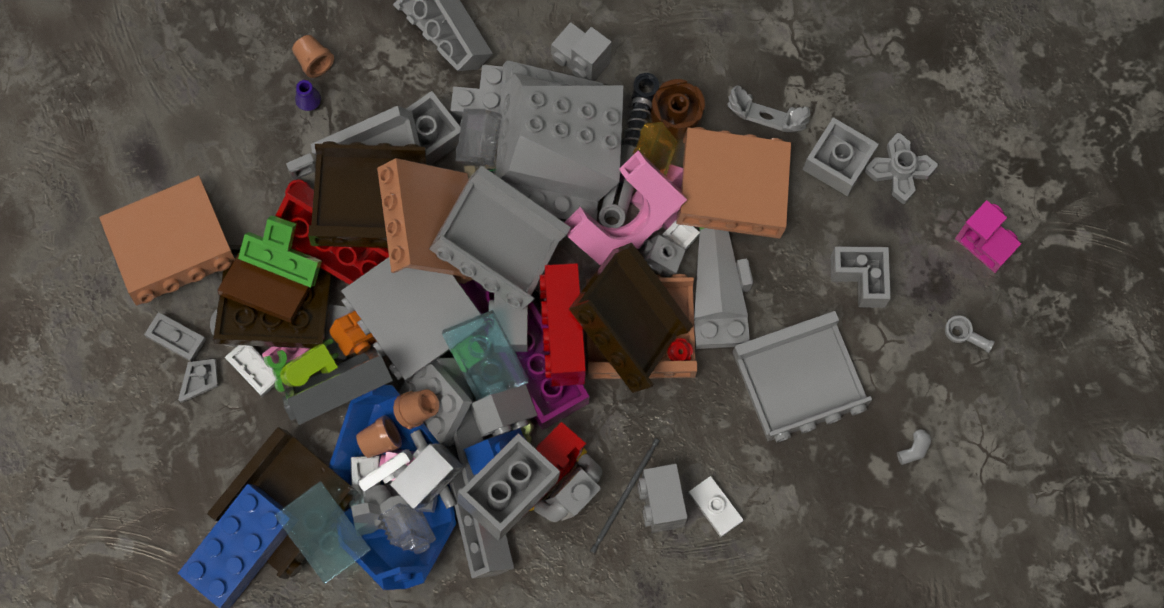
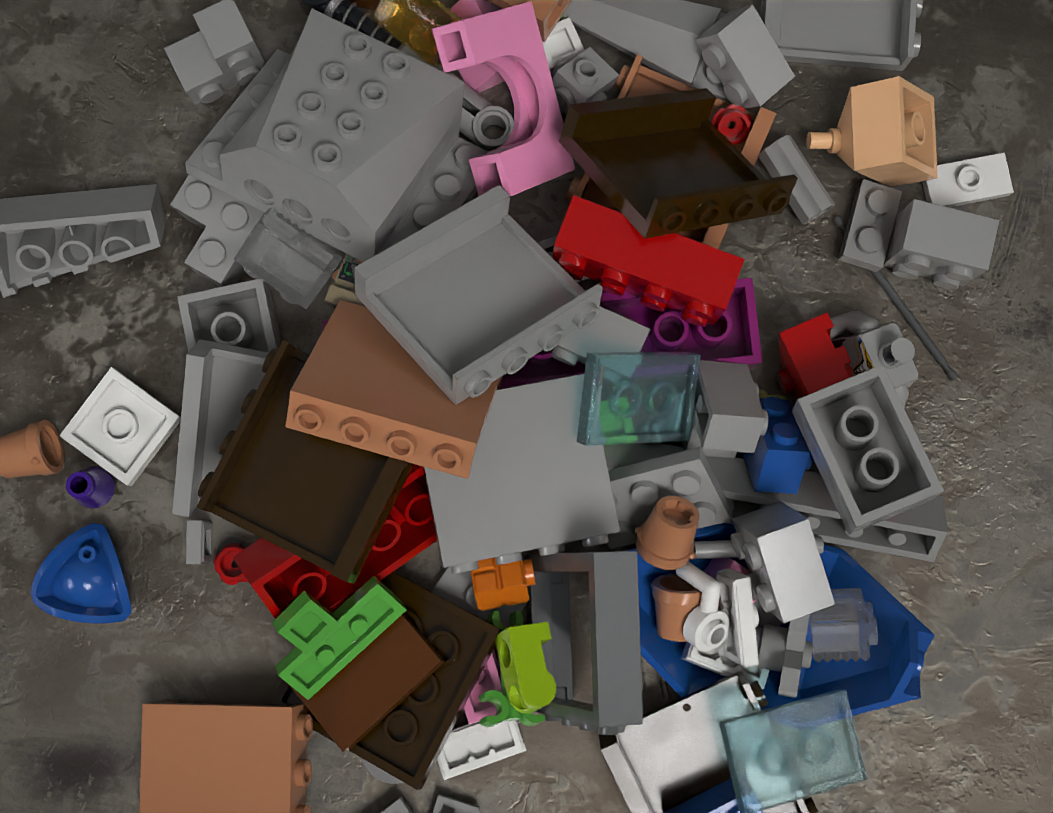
camera: 65 degrees left, 10 degrees up
(253, 115) = (83, 579): none -> blue hat
(347, 96) = (121, 427): none -> white plate
(378, 449) = (706, 624): none -> white plate
(659, 456) = (870, 225): none -> light grey plate
(666, 403) = (808, 196): none -> light grey axle
(716, 440) = (885, 133): none -> light nougat piece
(719, 337) = (745, 57): none -> light grey brick

